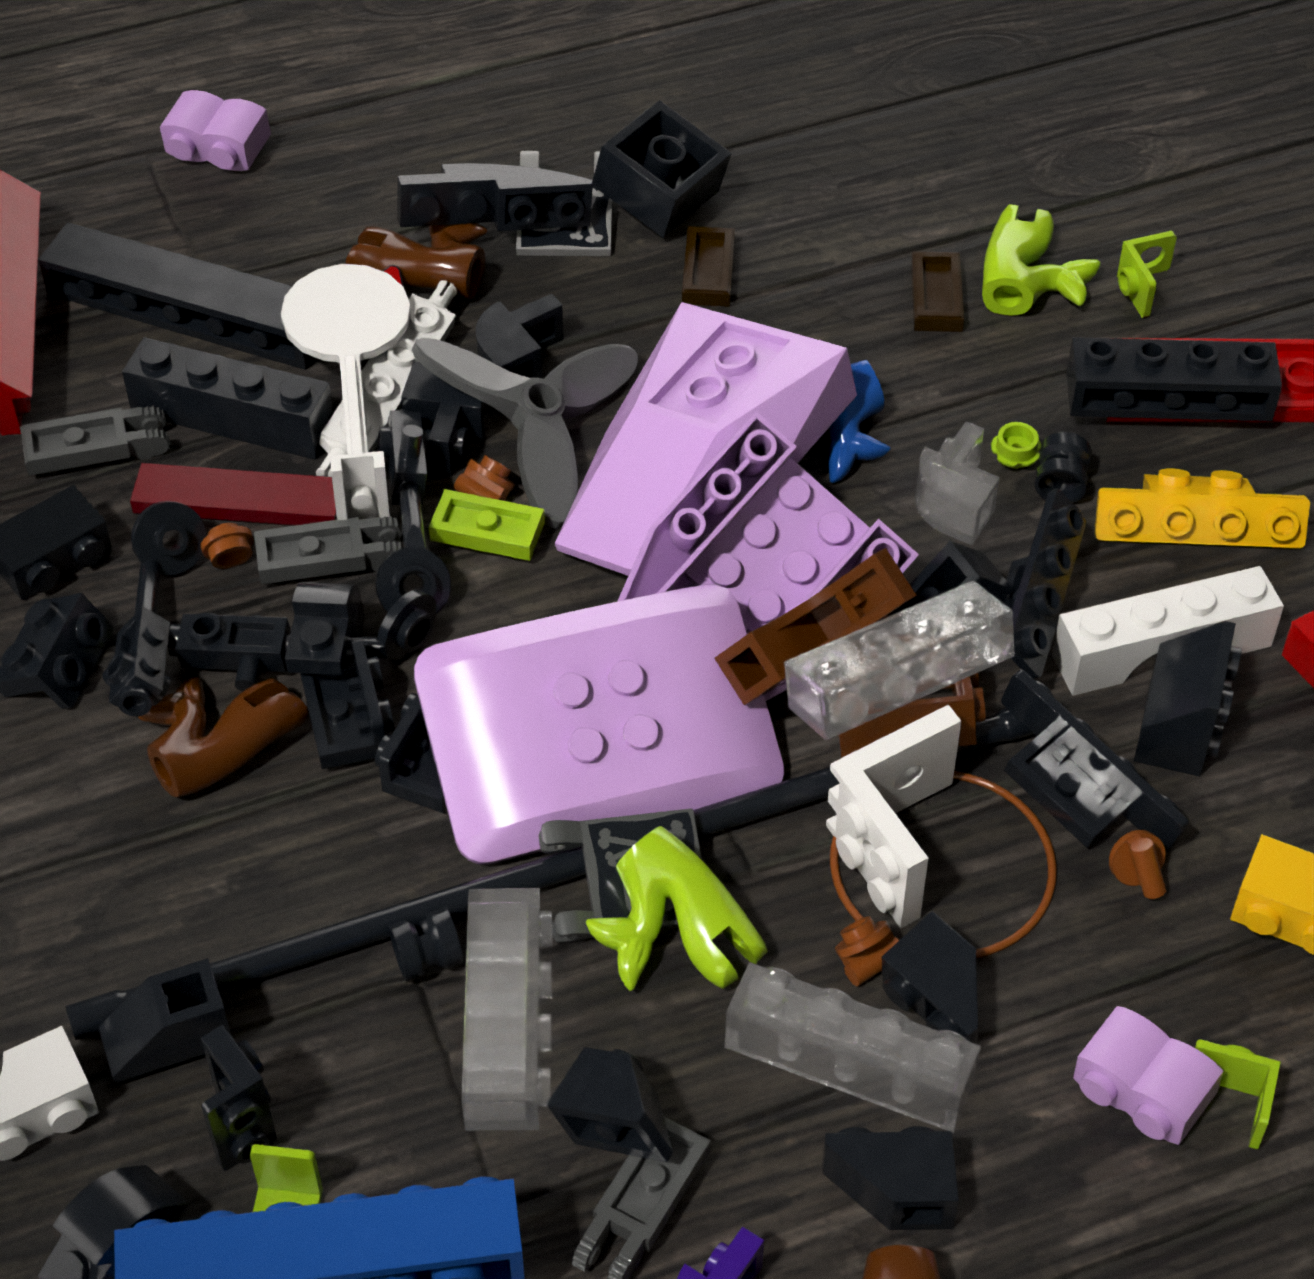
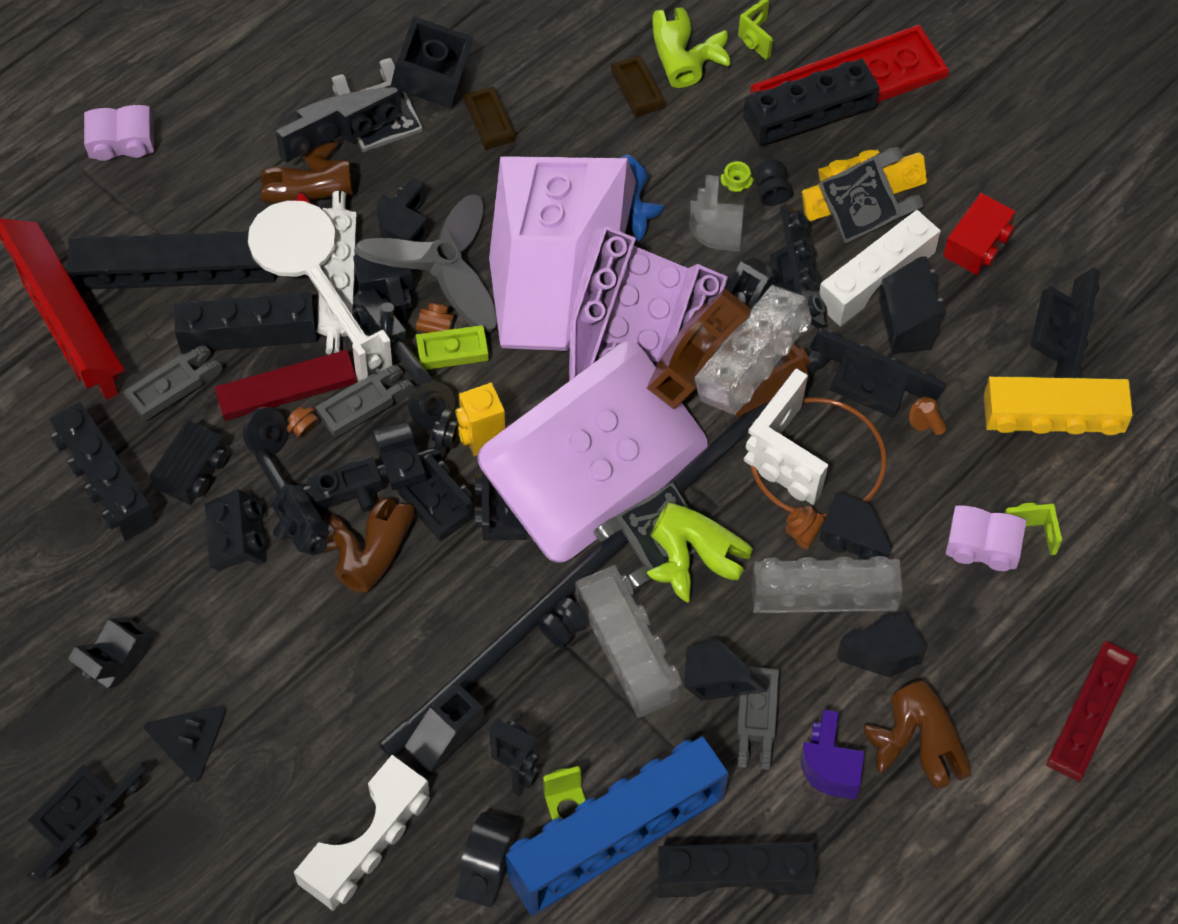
camera: 25 degrees left, 10 degrees up
(459, 604) = (479, 417): none -> yellow brick
(1189, 527) = (863, 198): none -> flag

